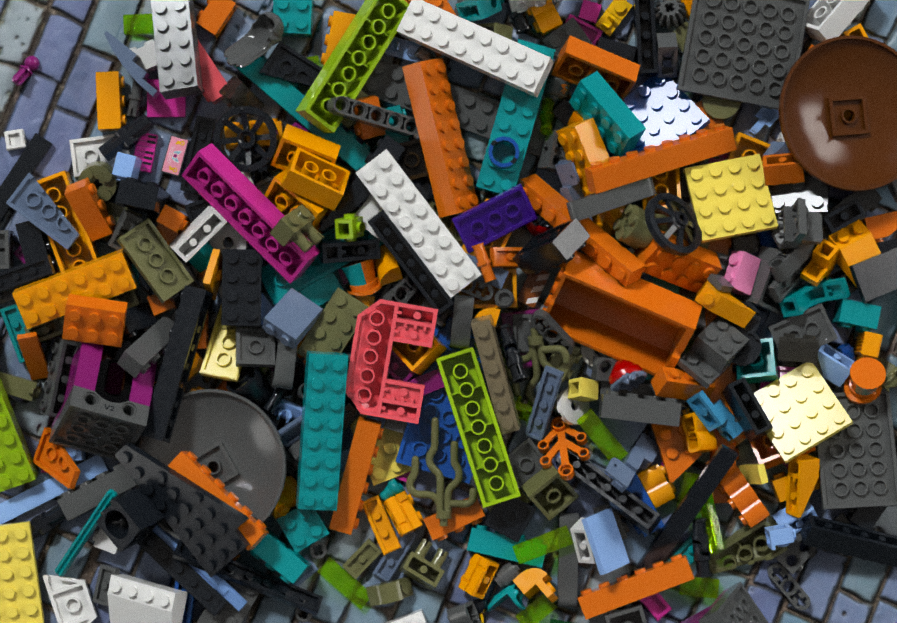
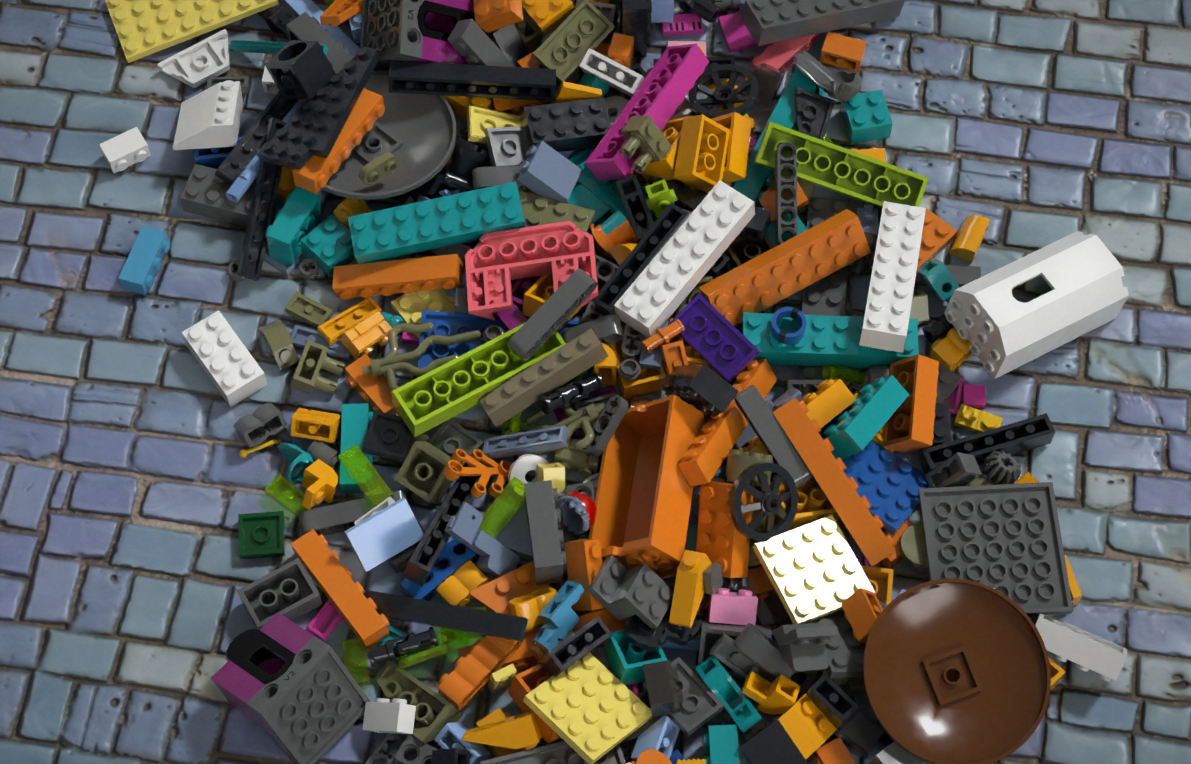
camera: 70 degrees right, 25 degrees down
(257, 465) = (378, 168): none -> olive plate
(344, 582) = (279, 298): clear neon green tile -> none
(437, 405) = (492, 332): none -> dark grey plate
(449, 353) = (552, 314): none -> dark grey beam
(759, 571) = (389, 717): none -> white brick
(779, 535) = (436, 720): light blue brick -> none

